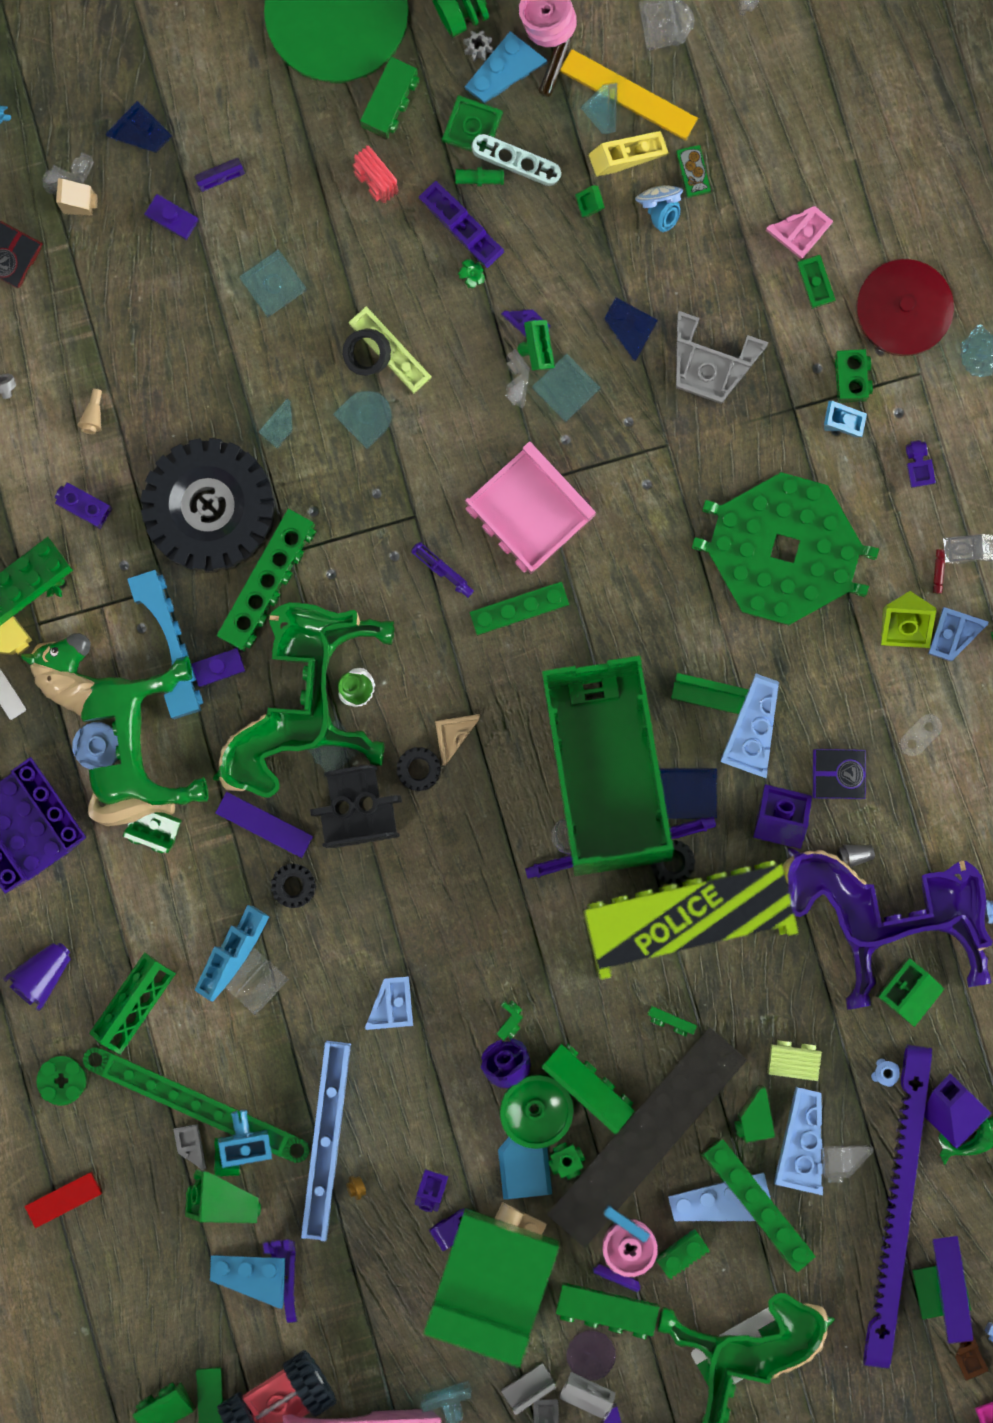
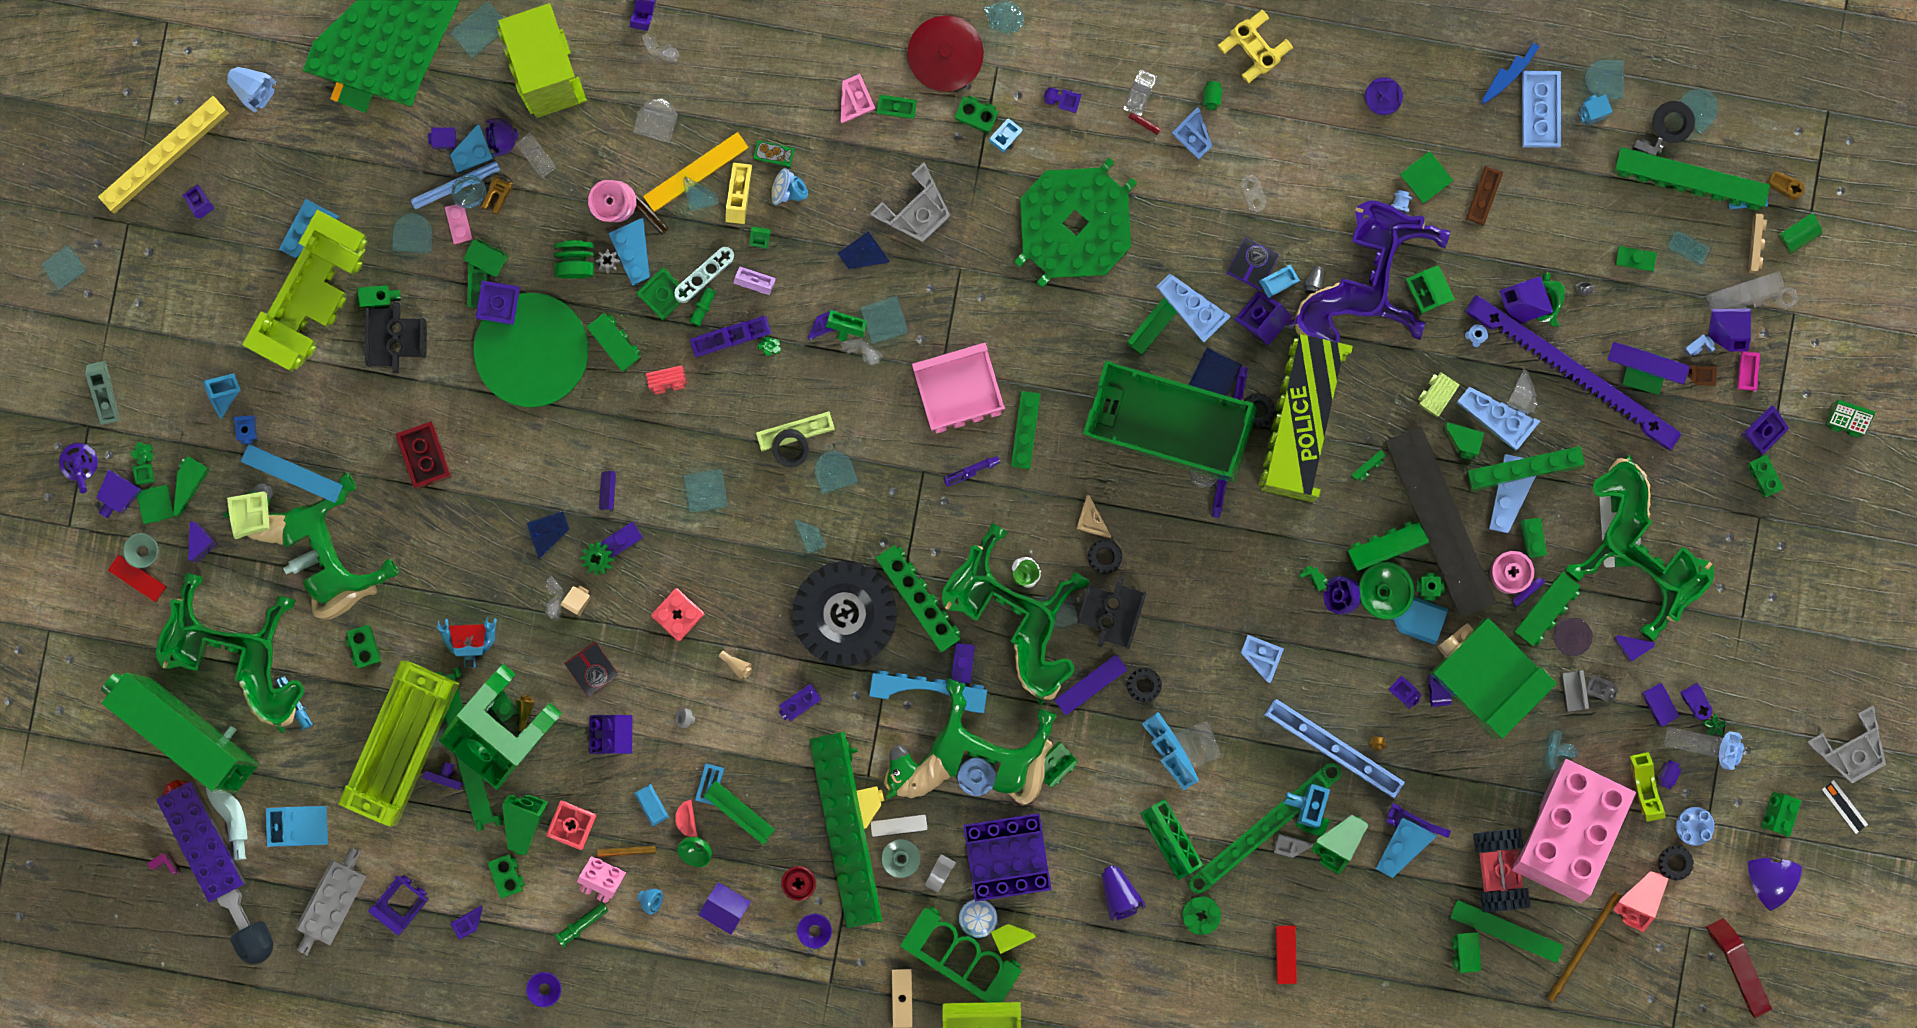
camera: 70 degrees left, 0 degrees up
(123, 333) = (677, 627): none -> coral brick
(126, 199) = (602, 564): none -> green gear
(537, 219) = (754, 280): none -> lavender plate
(587, 1395) = (1599, 652): light grey panel -> none
(626, 1223) = (1493, 565): dark azure tile -> none
(834, 813) = (1279, 281): none -> dark azure tile
(908, 622) = (1170, 163): lime slope -> none

